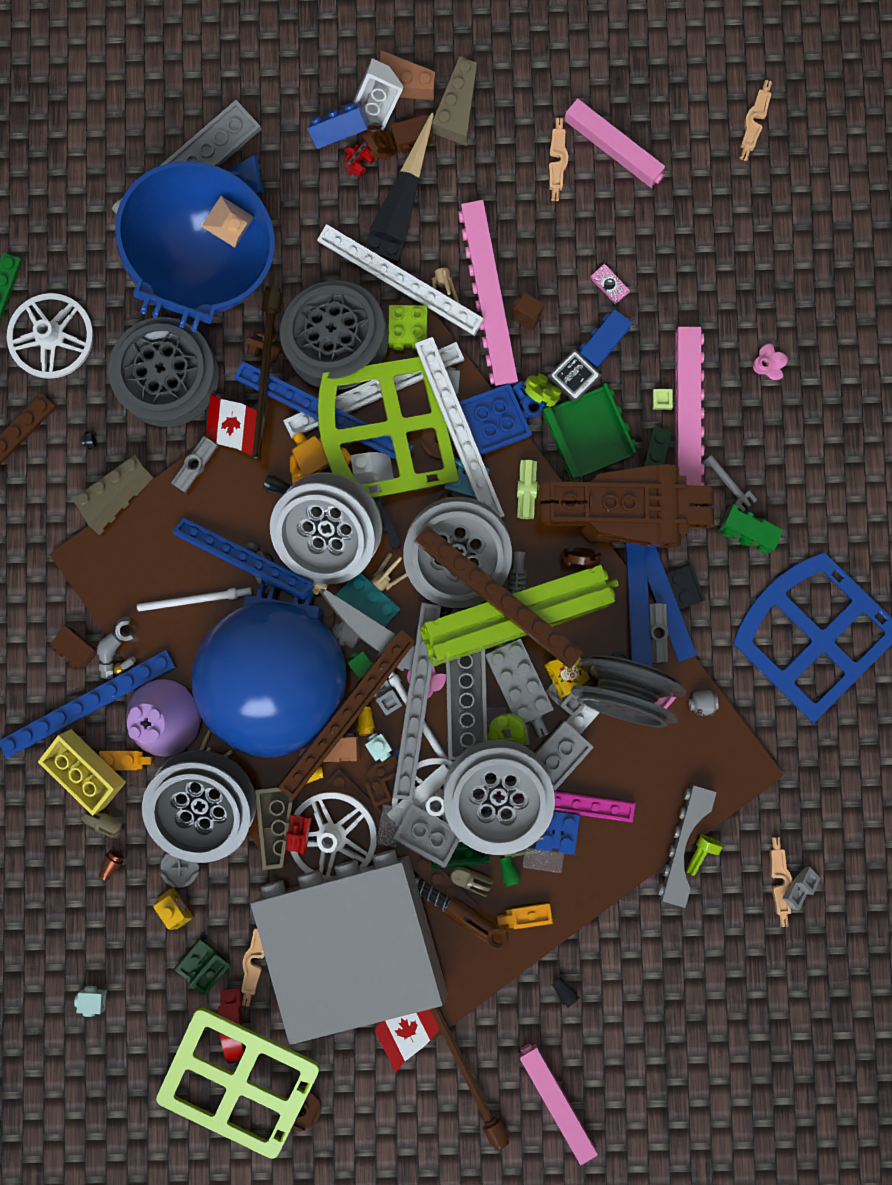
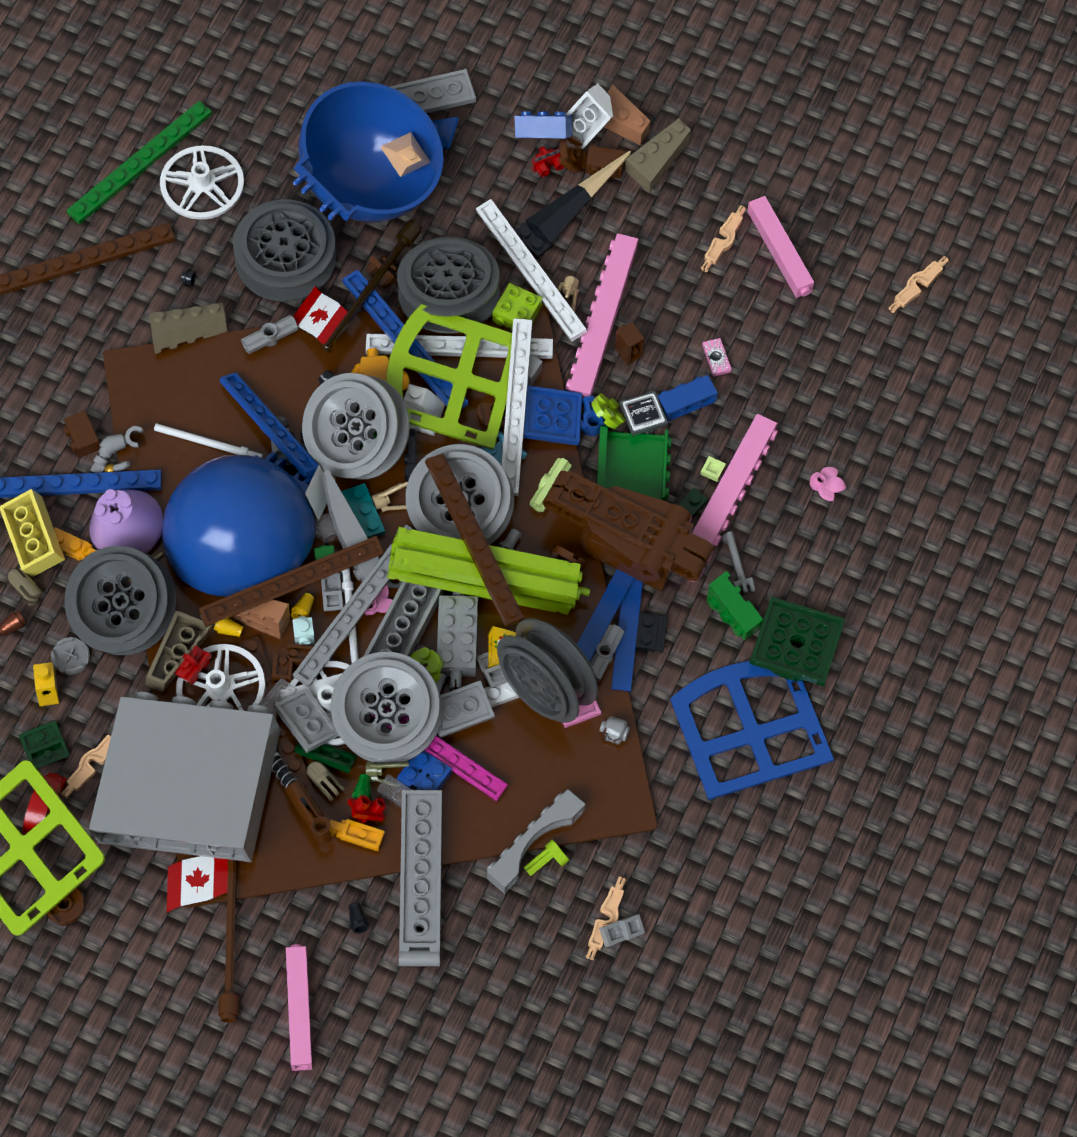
camera: 15 degrees right, 20 degrees down
(323, 612) = (316, 493): none -> white sticker
(524, 892) = (365, 810): none -> red hips
(604, 932) = (420, 878): none -> light grey hinge
(840, 523) = (792, 623): none -> dark green piece

